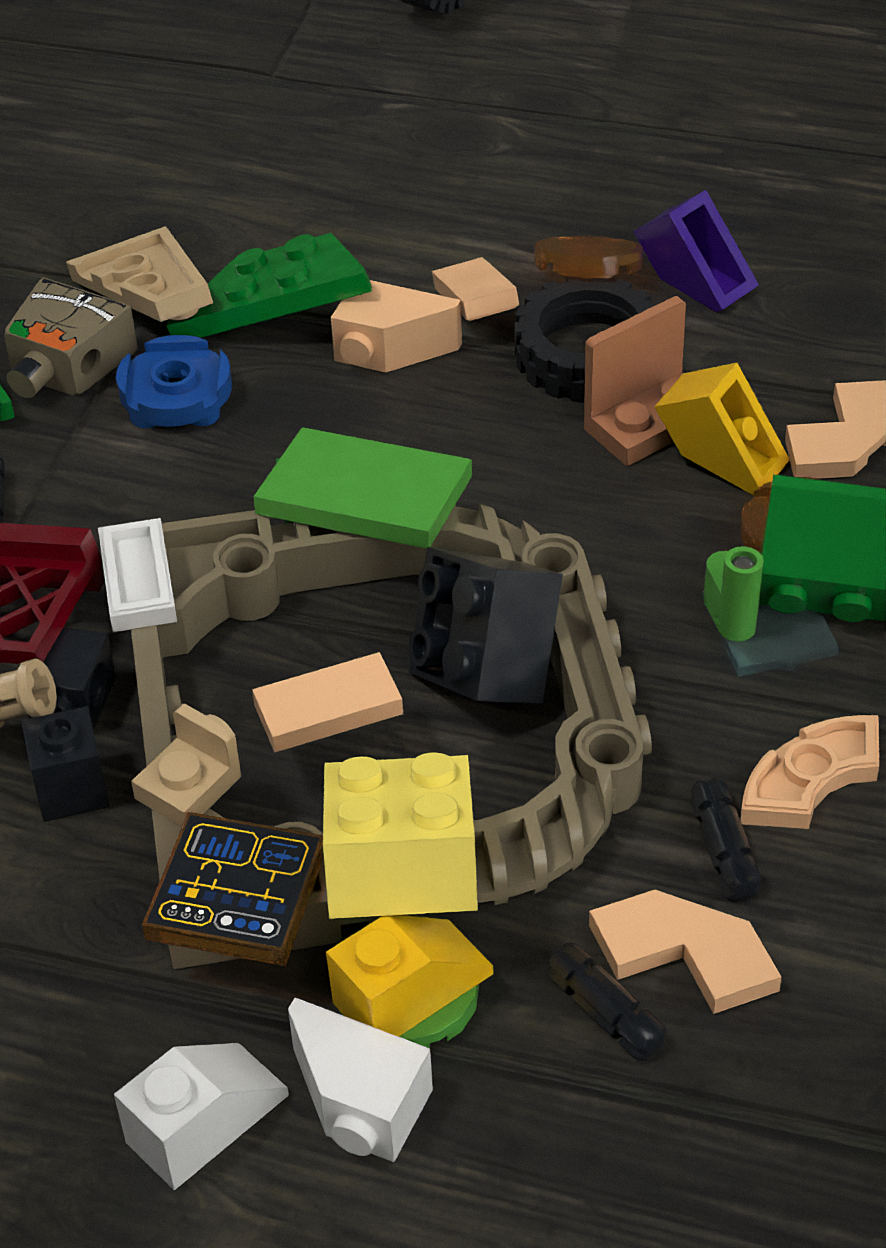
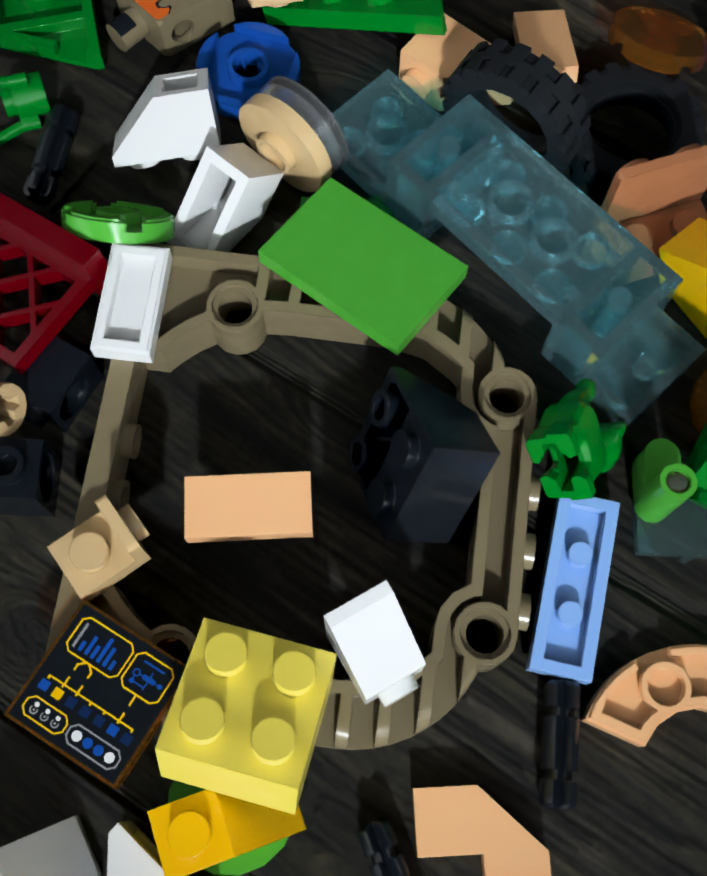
camera: 15 degrees right, 25 degrees up
(93, 515) = (118, 223): none -> bright green tile
(109, 431) = (169, 121): none -> white slope
(195, 476) = (225, 198): none -> white slope
(247, 407) = (294, 133): none -> tan piece
(481, 291) = (531, 84): none -> black tyre
(506, 745) = (375, 645): none -> white slope
(601, 437) = (531, 230): none -> clear light blue bracket
(637, 580) = (576, 443): none -> green animal
(684, 705) = (573, 589): none -> light blue plate

